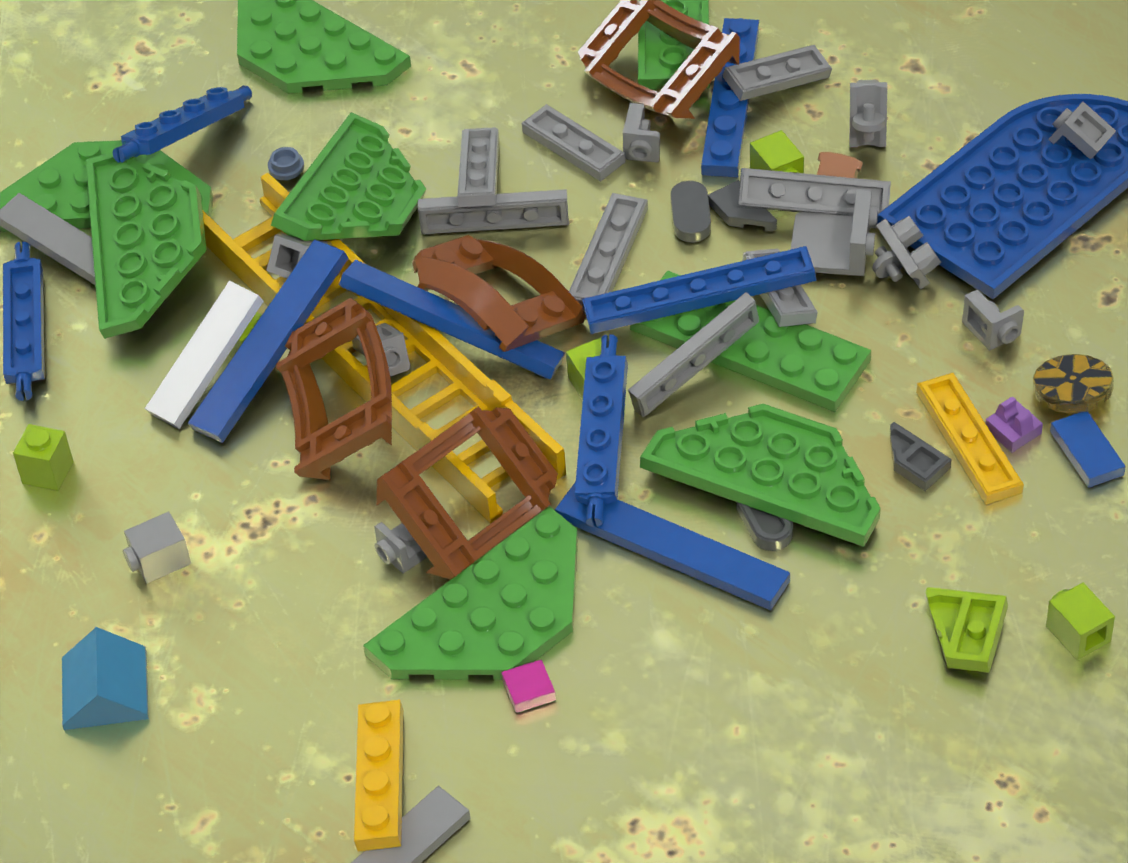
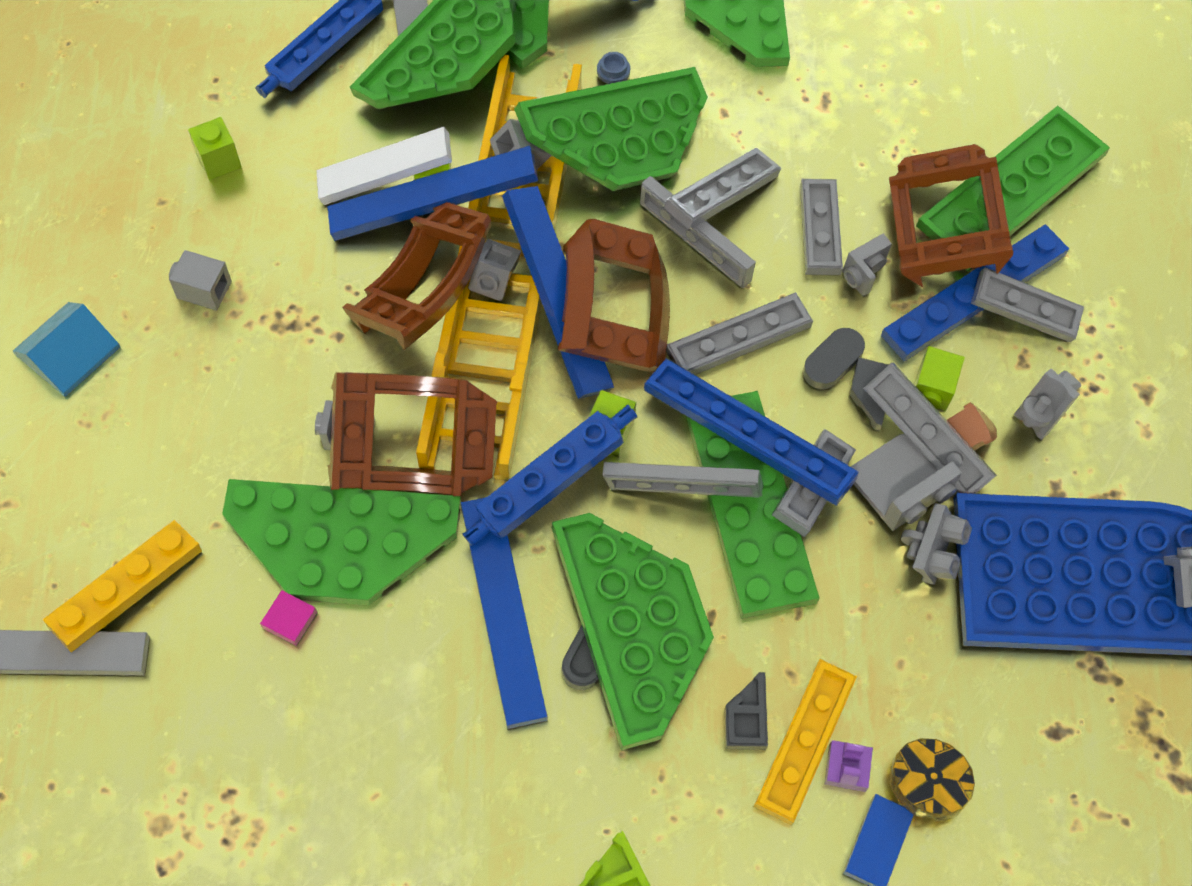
camera: 40 degrees right, 15 degrees up
(987, 322) = (930, 665): light grey bracket -> none

